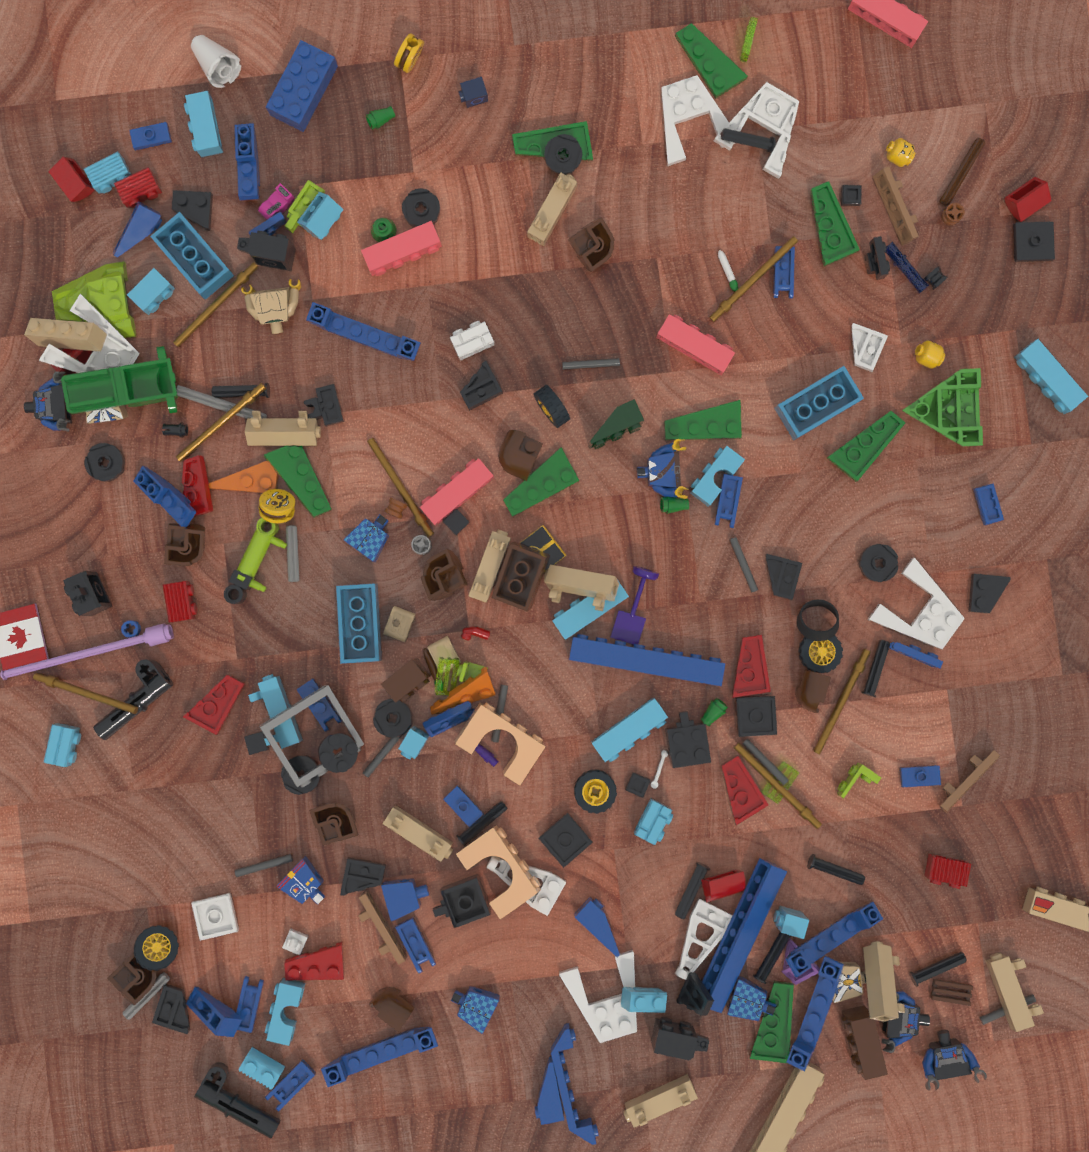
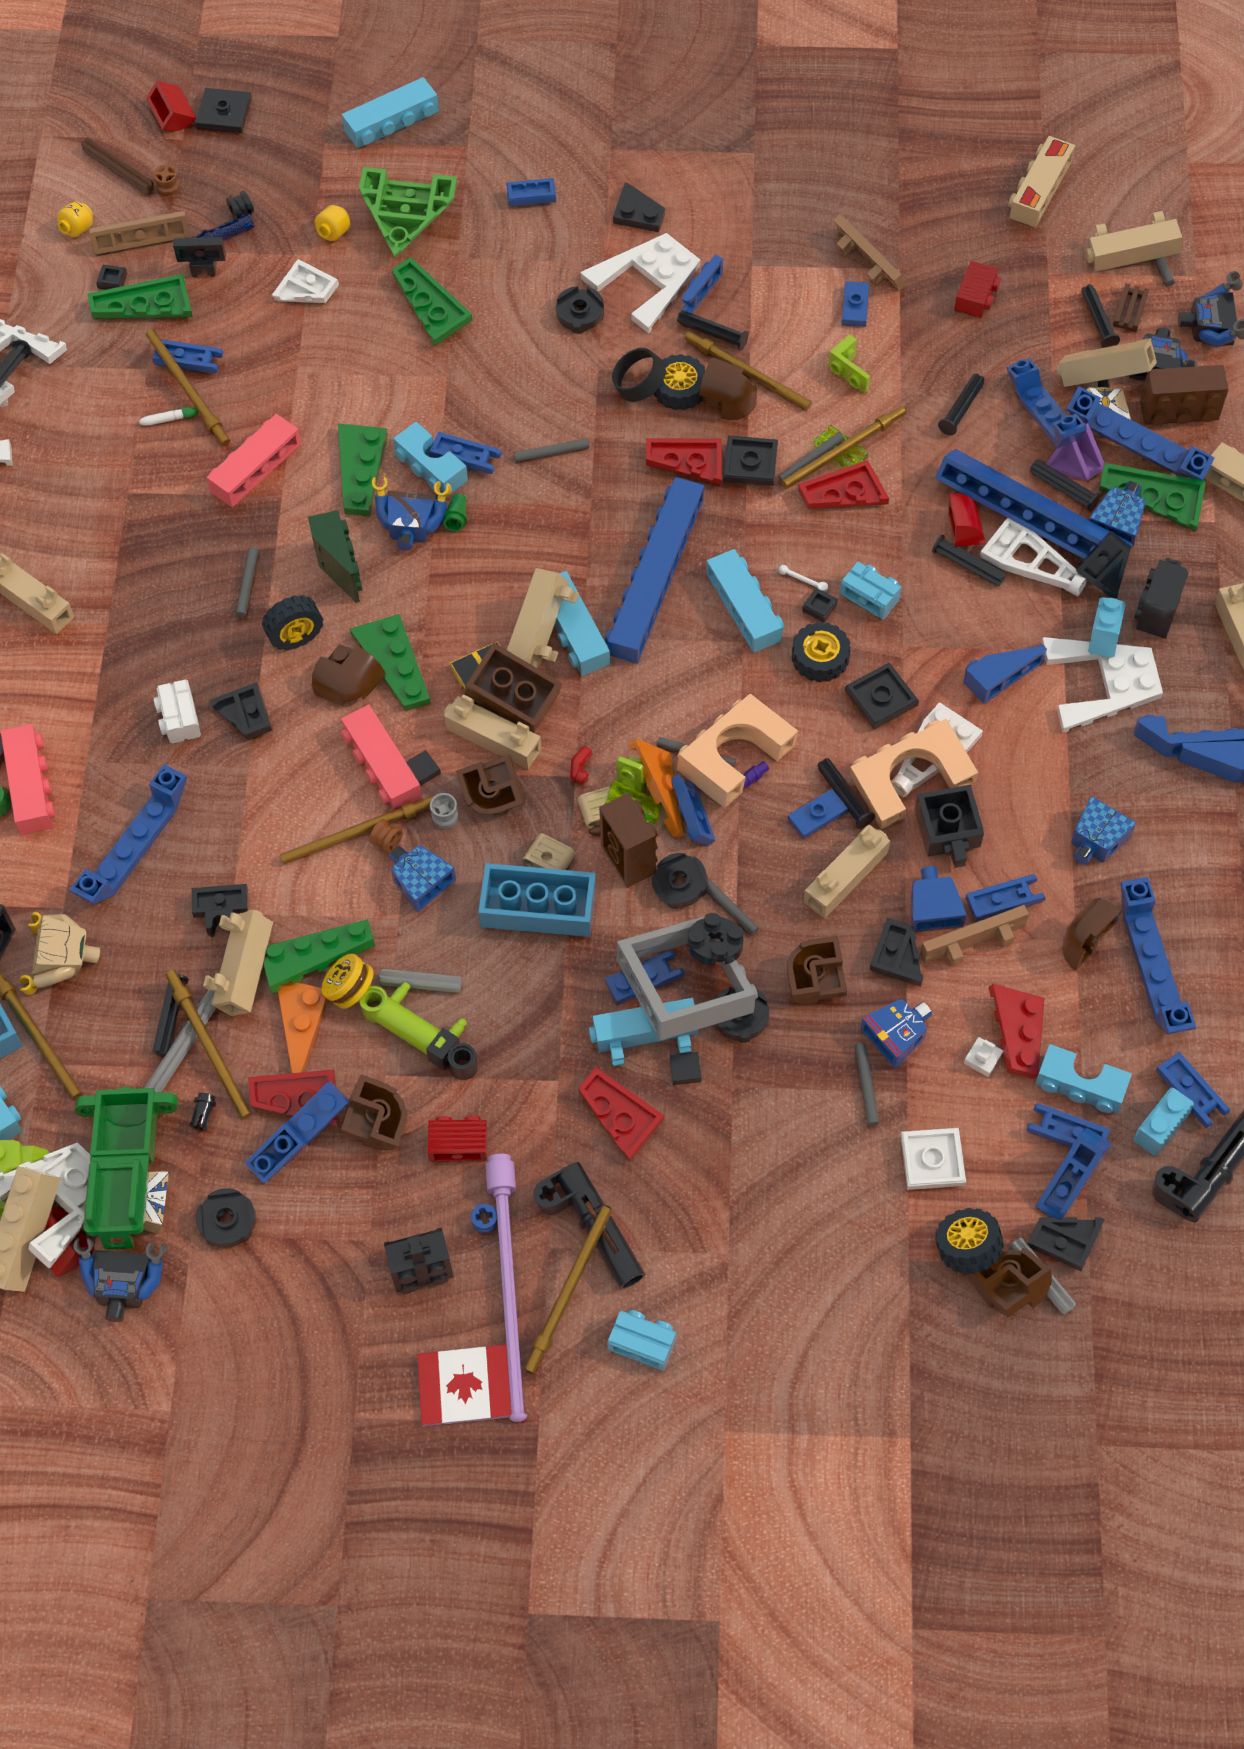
camera: 75 degrees left, 25 degrees down
(413, 743) = (718, 850): medium azure brick -> none
(593, 244) = (90, 551): reddish brown brick -> none
(629, 626) = (604, 586): dark purple piece -> none
(687, 743) = (772, 536): black hinge -> none
(714, 711) = (735, 503): green cone -> none
(783, 575) = (574, 408): black wing -> none
(791, 922) = (1021, 450): medium azure brick -> none
(818, 403) = (364, 338): dark azure brick -> none

